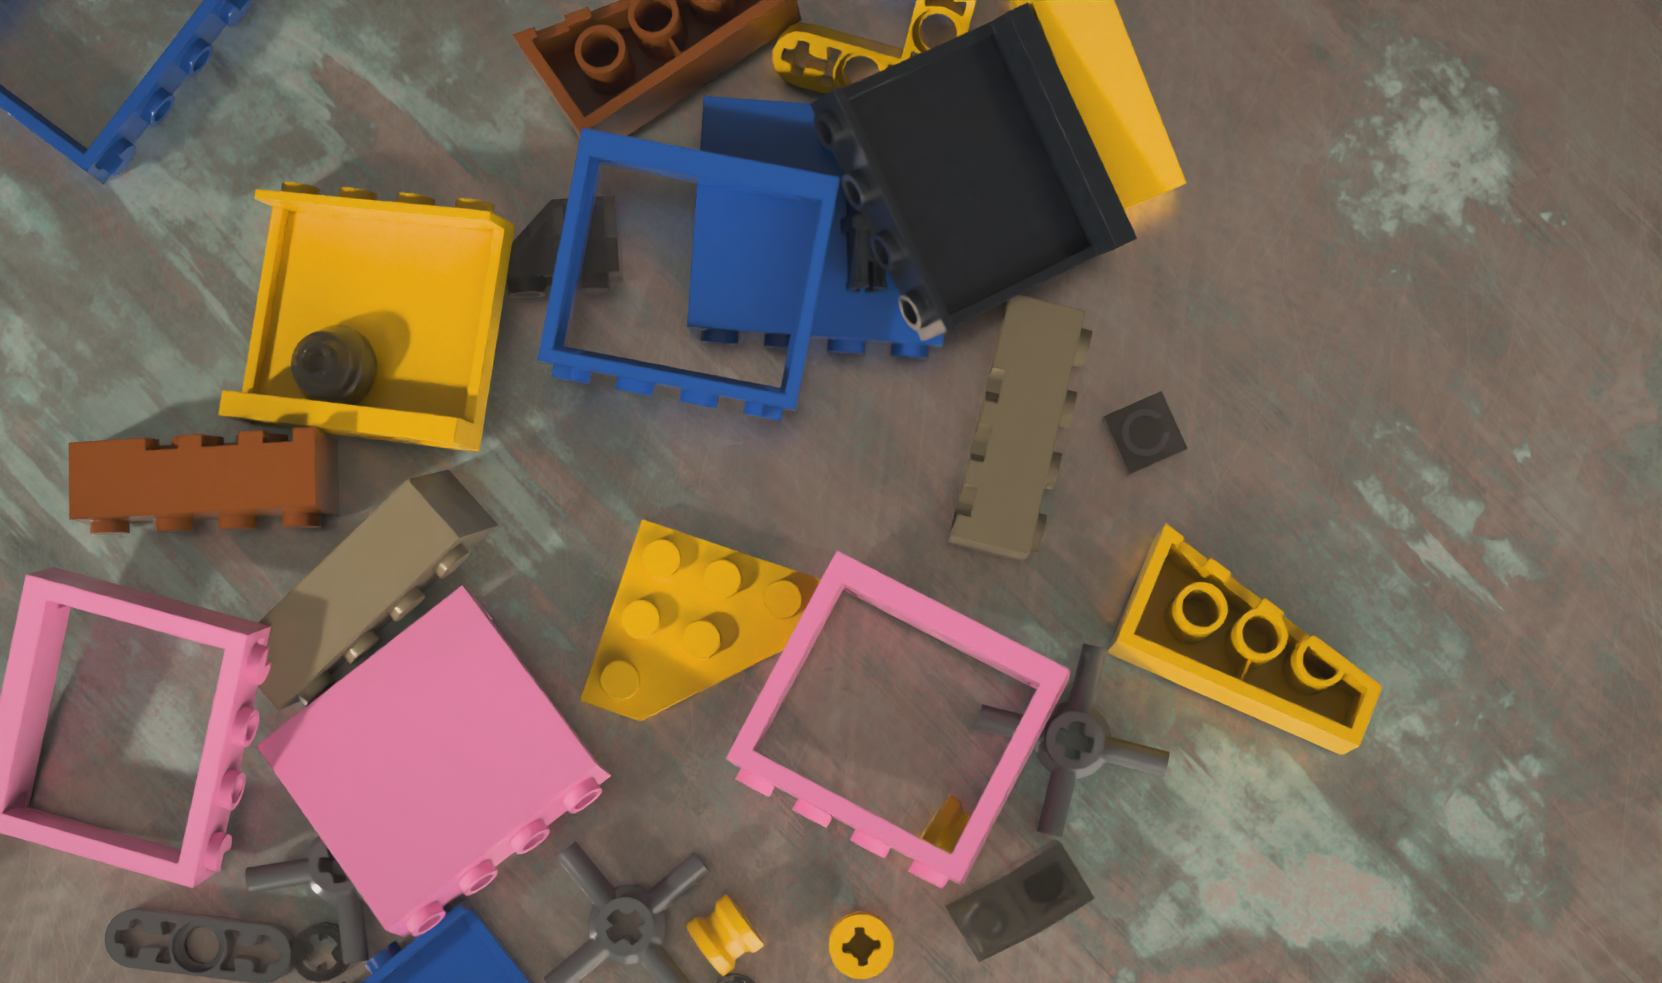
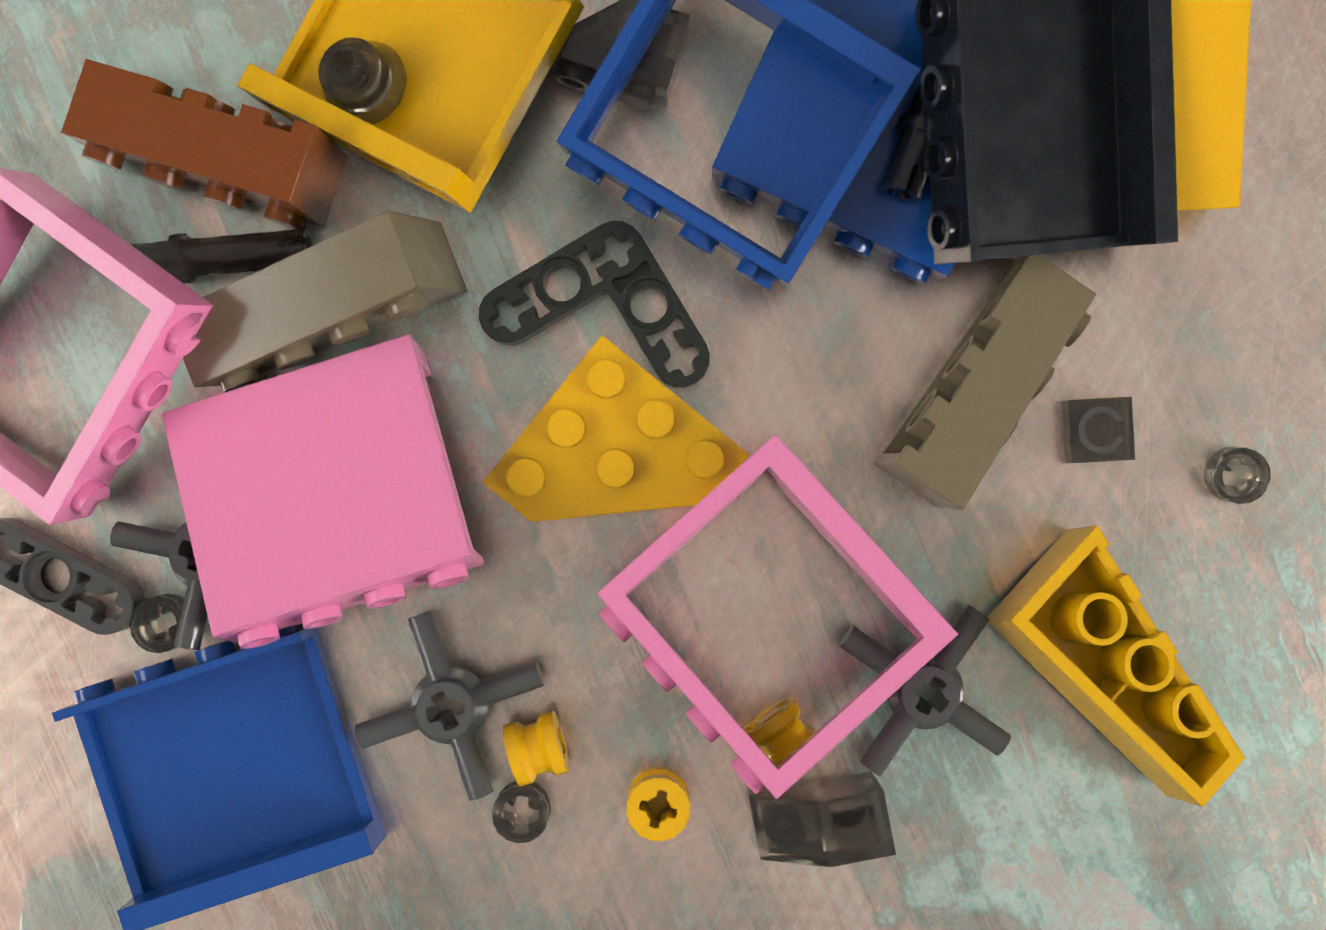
camera: 25 degrees right, 5 degrees up
(259, 574) = (226, 254): none -> clear smoke pin
(641, 465) = (621, 286): none -> pearl dark grey beam
(1291, 407) = (1255, 485): none -> clear smoke bush

